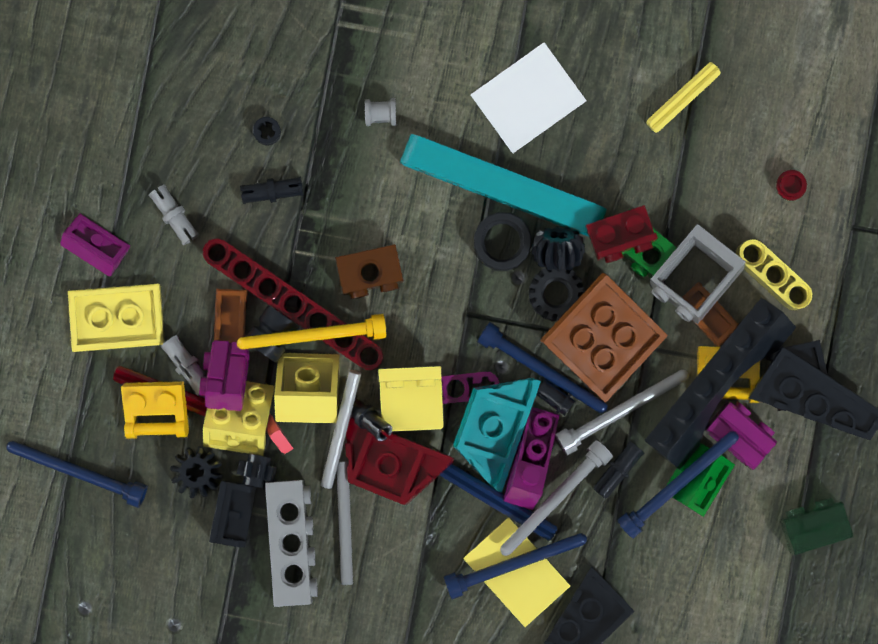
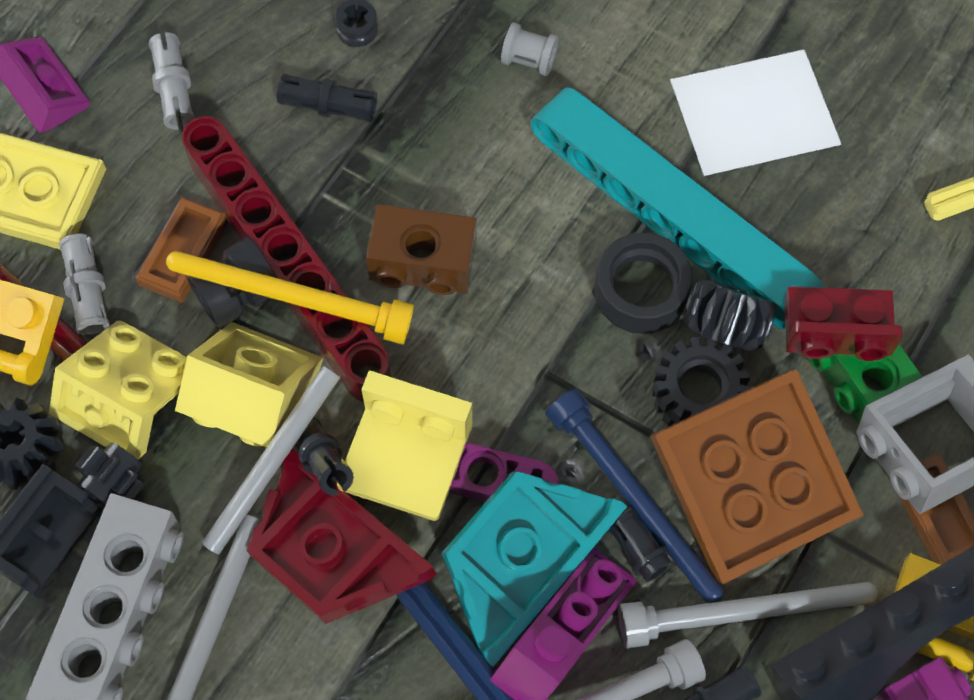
camera: 20 degrees right, 20 degrees down
(225, 376) = (130, 311): magenta brick -> none
(278, 436) = (170, 437): coral tile -> none

